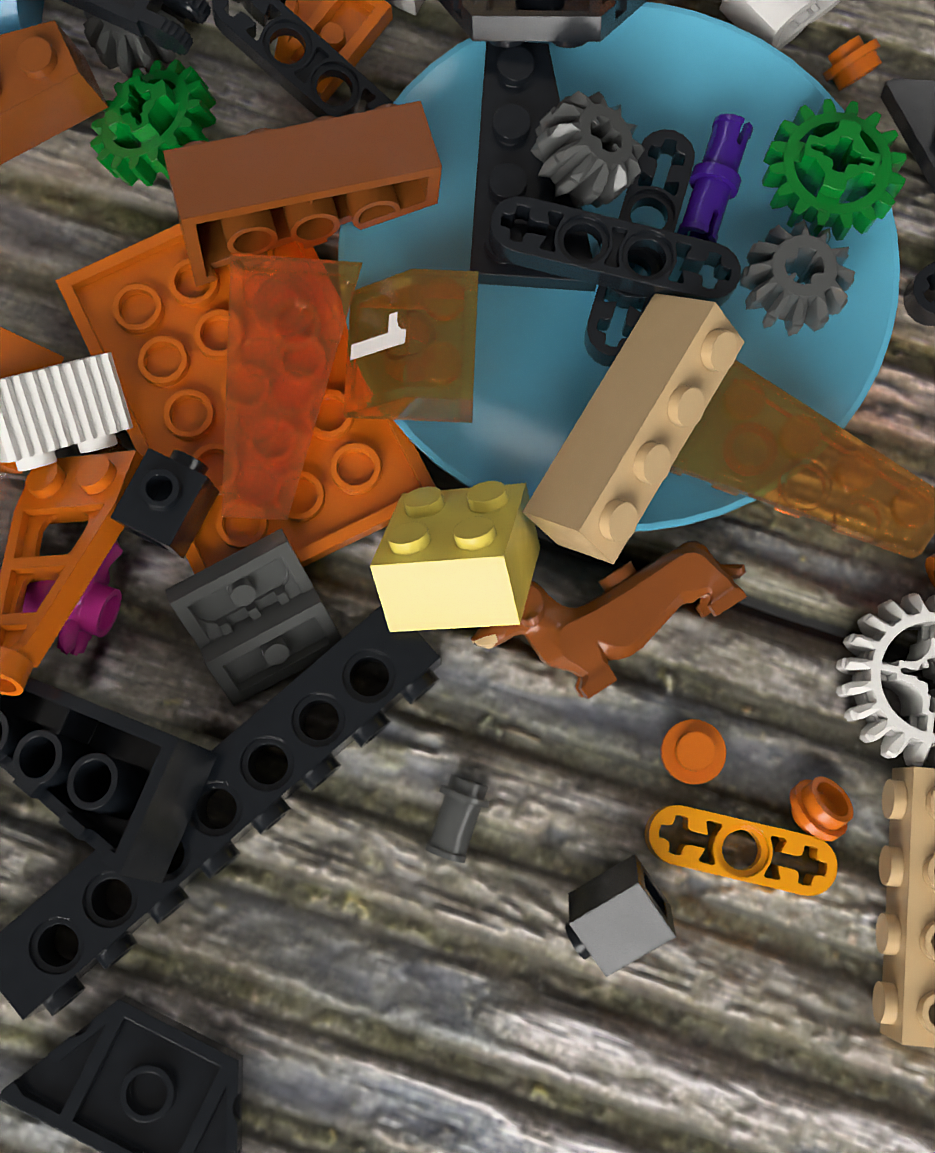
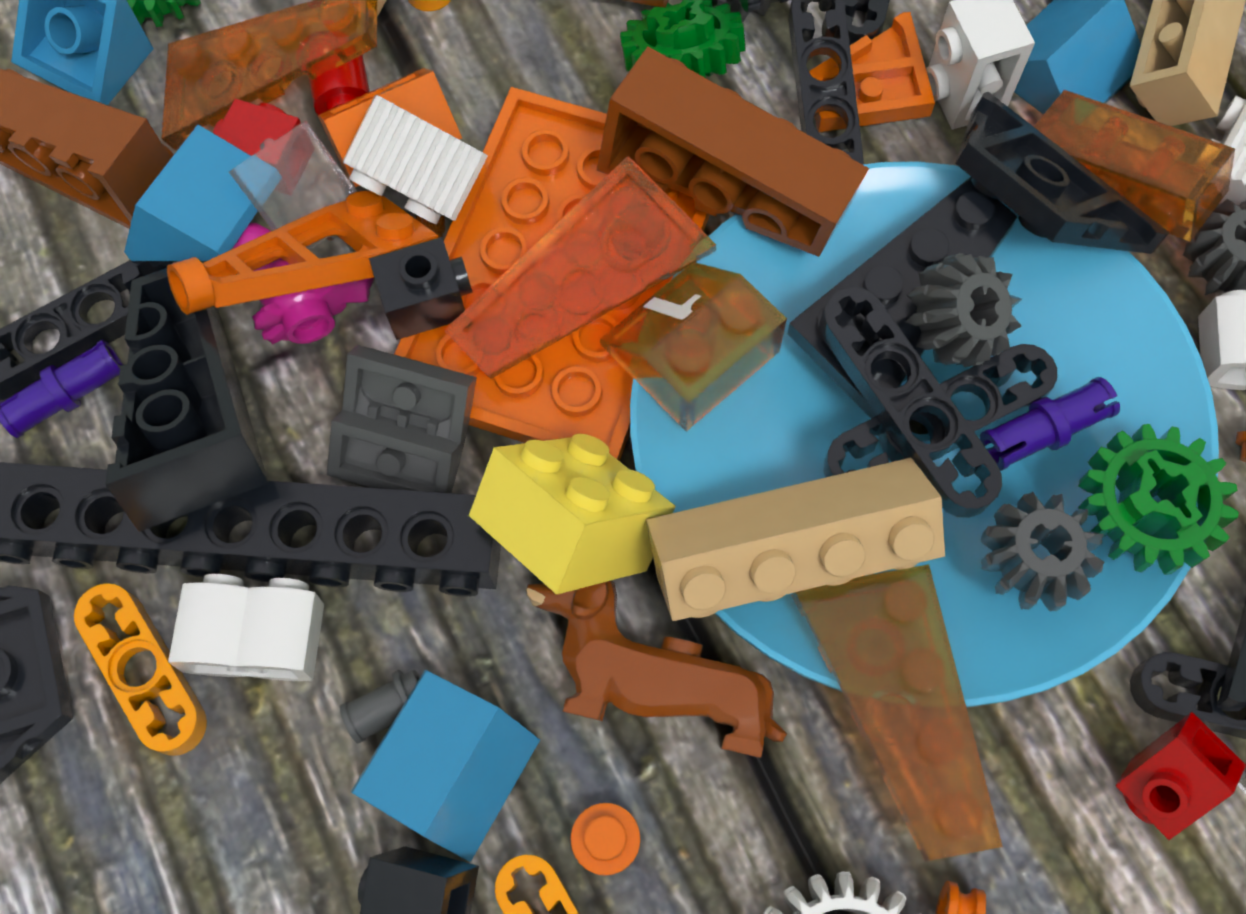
camera: 50 degrees right, 10 degrees down
(208, 949) = (100, 640): none -> light orange beam
(304, 868) = (247, 630): none -> white brick
(542, 815) = (446, 765): none -> dark azure slope

